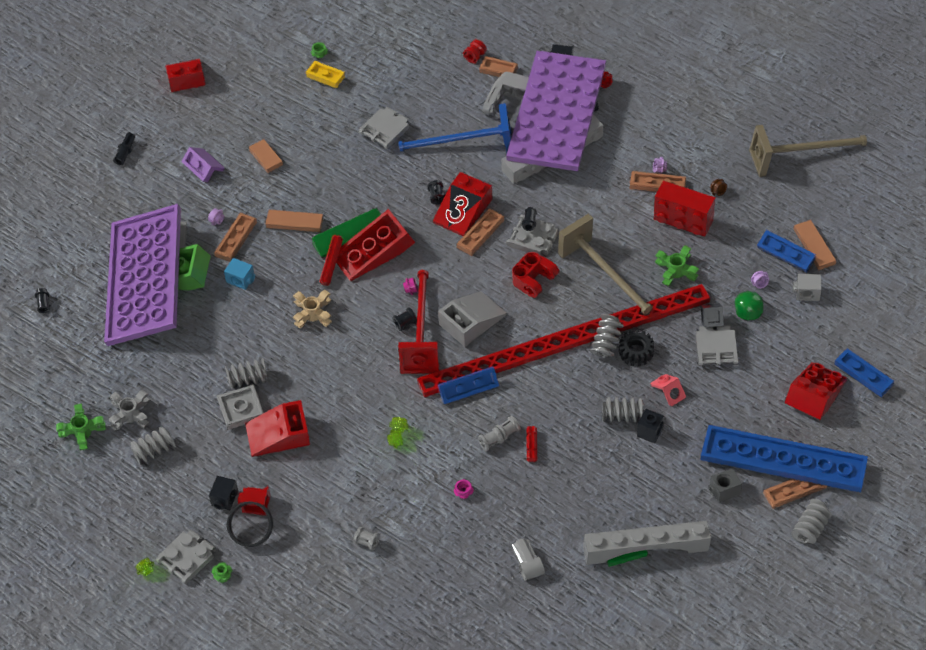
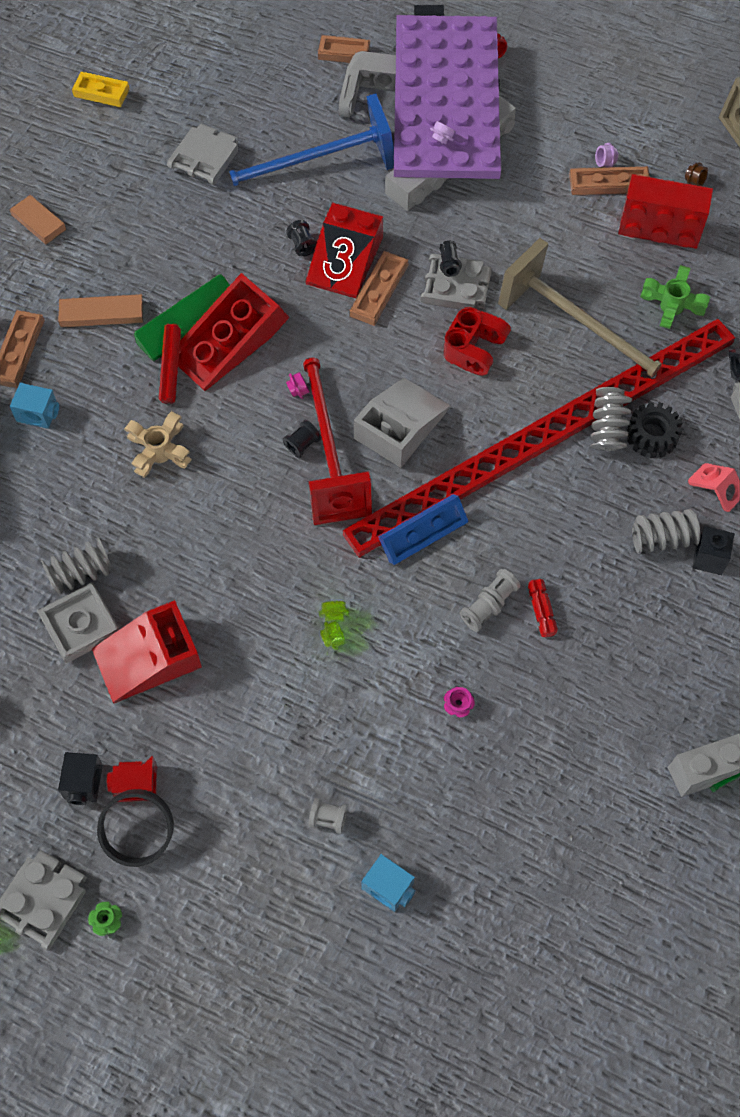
camera: 15 degrees left, 10 degrees up
(319, 50) = (84, 56): bright green plate -> none
(392, 580) = (389, 883): none -> dark azure brick
(473, 53) = (306, 29): red wheel -> none
(529, 564) = (595, 814): light grey piece -> none
(543, 136) = (442, 132): none -> lavender plate

